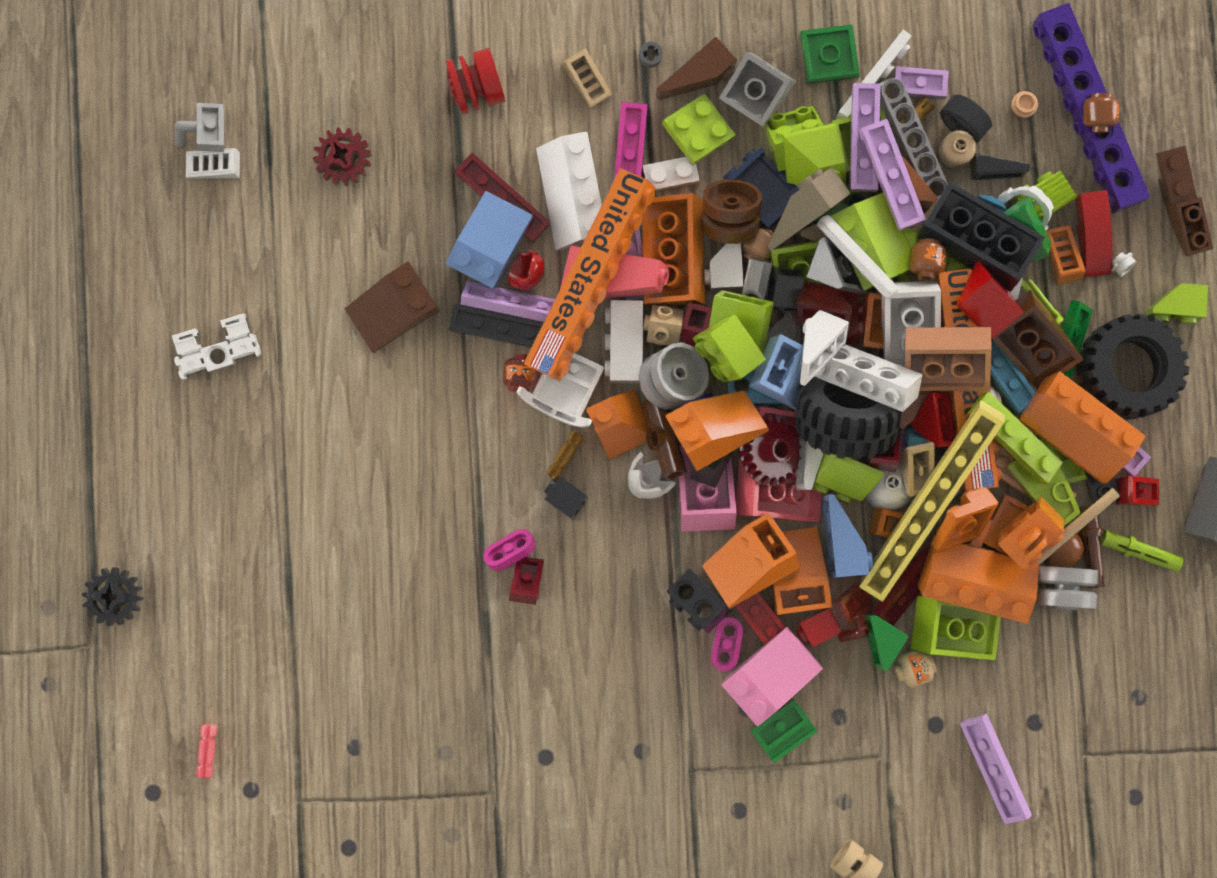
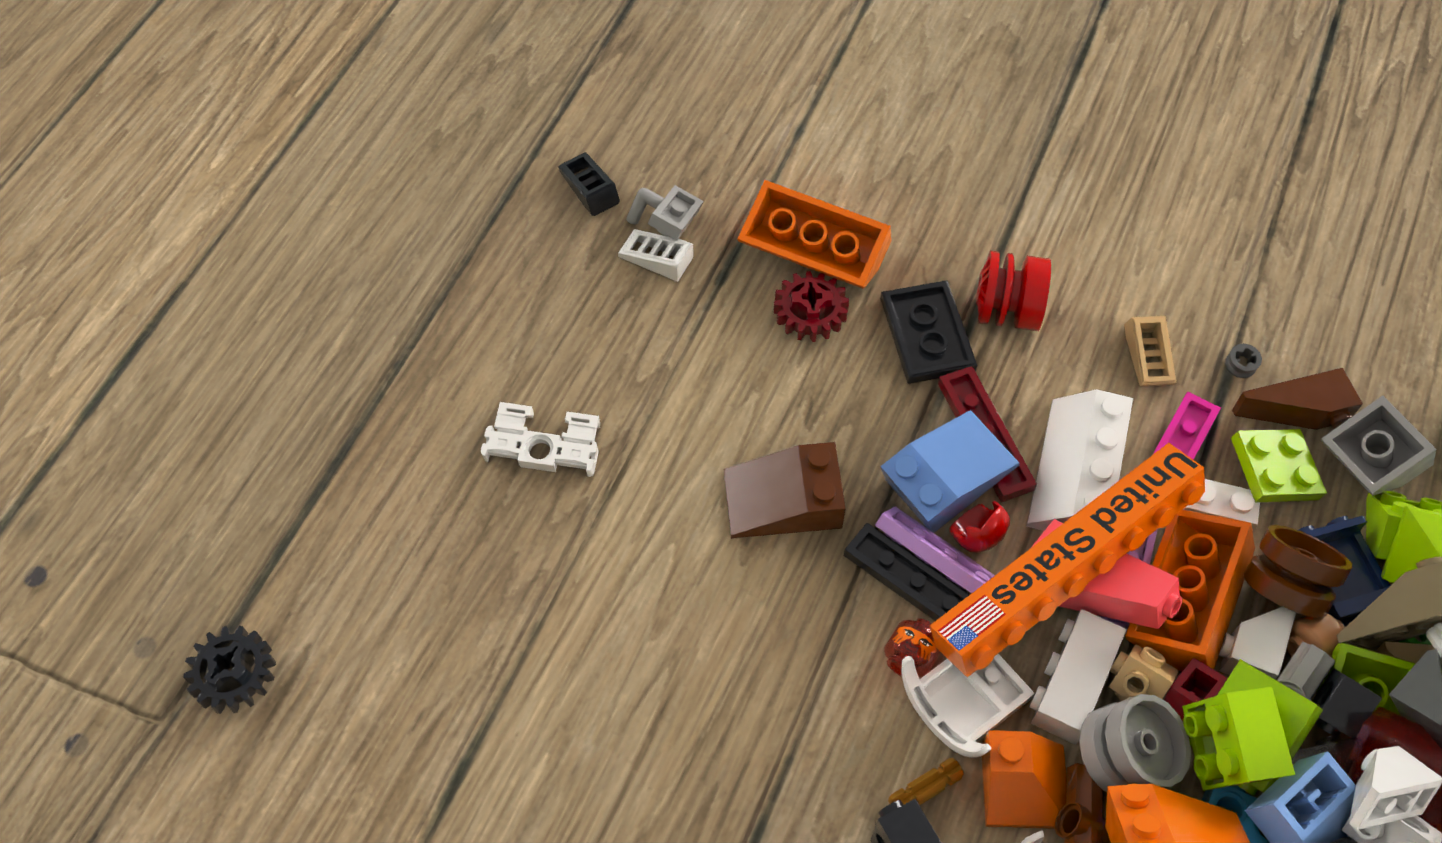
camera: 25 degrees right, 25 degrees down
(145, 137) = (592, 185): none -> black slope
(318, 102) = (816, 234): none -> orange slope
(430, 134) = (927, 331): none -> black tile

